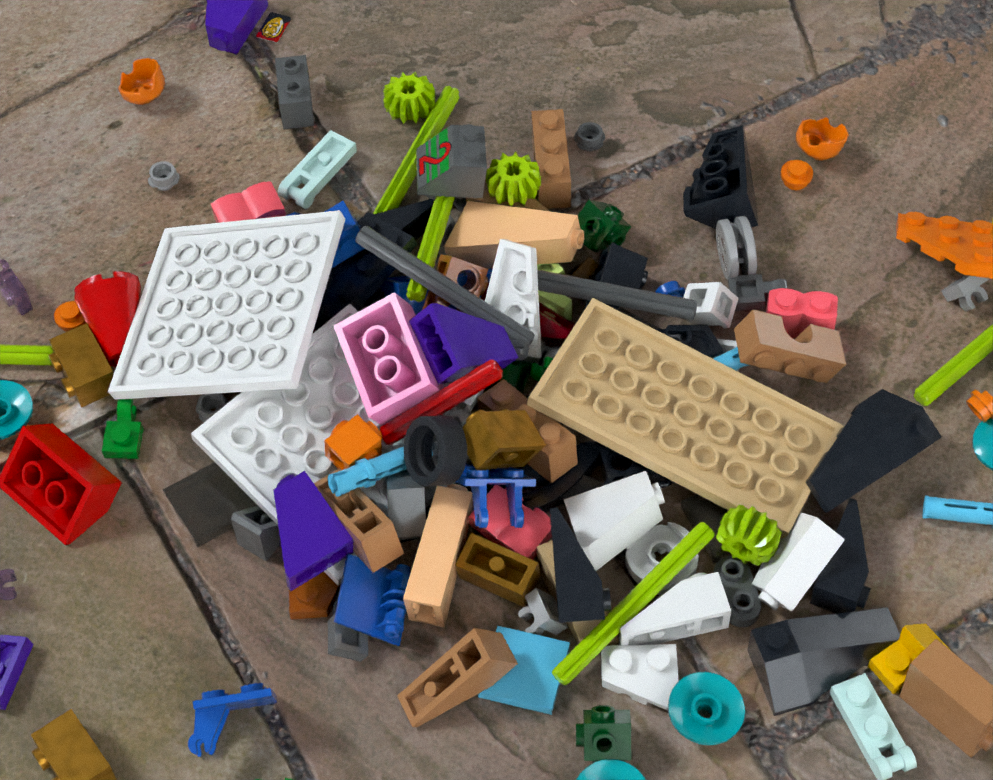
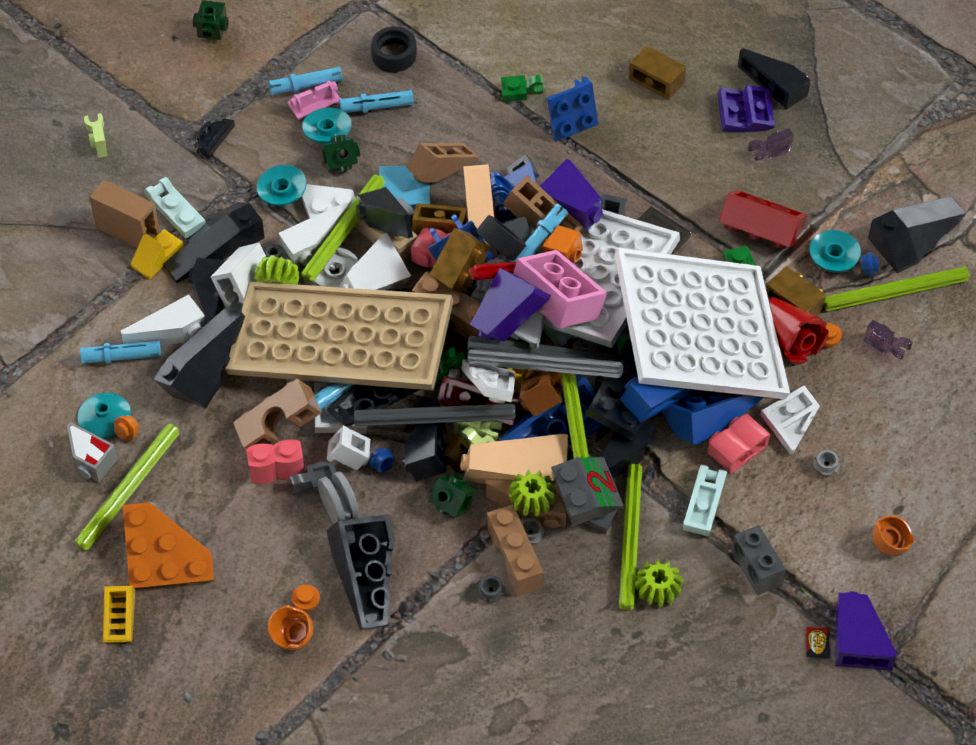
camera: 160 degrees right, 0 degrees up
(151, 232) = (791, 417): none -> white wing
(908, 528) = (169, 325): none -> white slope

